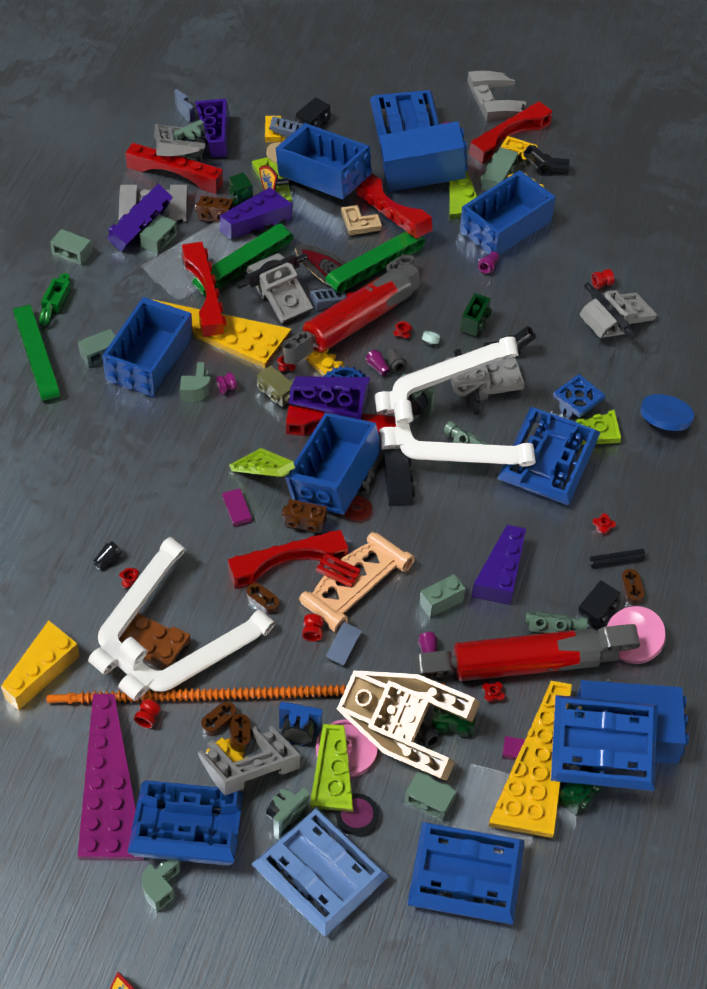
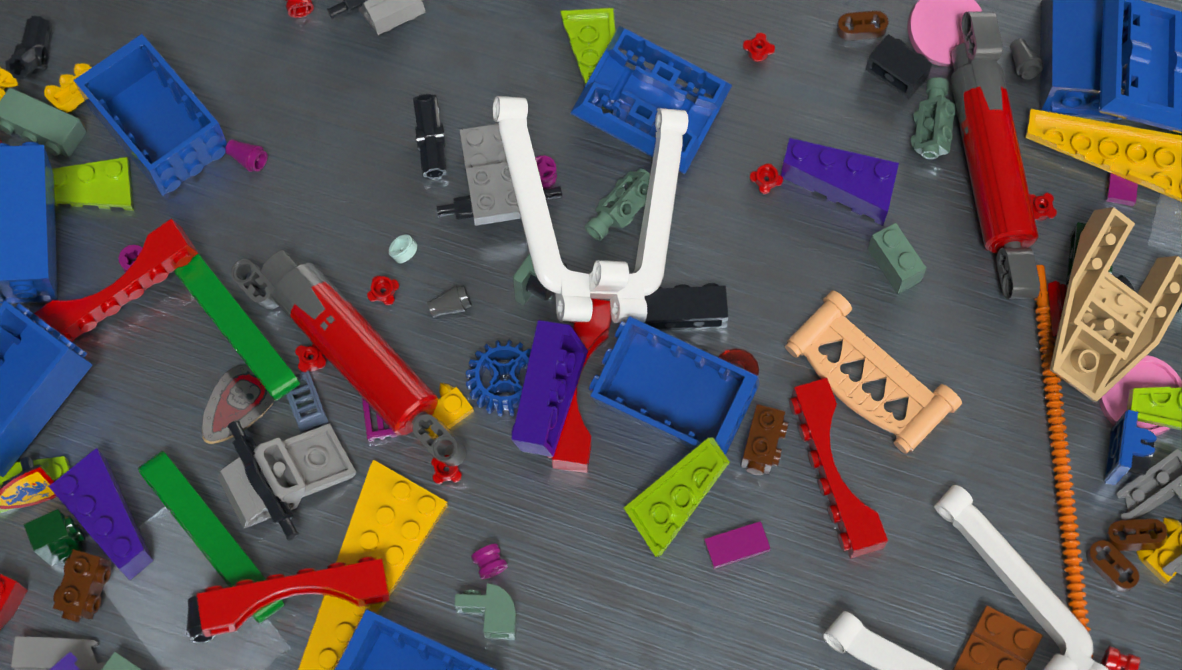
camera: 85 degrees left, 15 degrees up
(263, 598) = (910, 510): reddish brown beam -> none
(274, 385) = (508, 476): olive brick -> none
(313, 625) = (957, 433): red wheel -> none
(339, 567) = (873, 374): red tile -> none
(343, 643) = (984, 392): sand blue slope -> none
(359, 224) = (138, 349): tan plate -> none
(377, 362) = (452, 329): magenta cone -> none
(428, 642) = (977, 281): magenta cone -> none
(475, 314) = (366, 178): dark green brick -> none
(491, 404) = (547, 166): none -> magenta wheel
(497, 523) = (769, 171): none -> red plate
(579, 397) = (540, 52): blue piece -> none
(617, 558) = (816, 38): black axle -> none

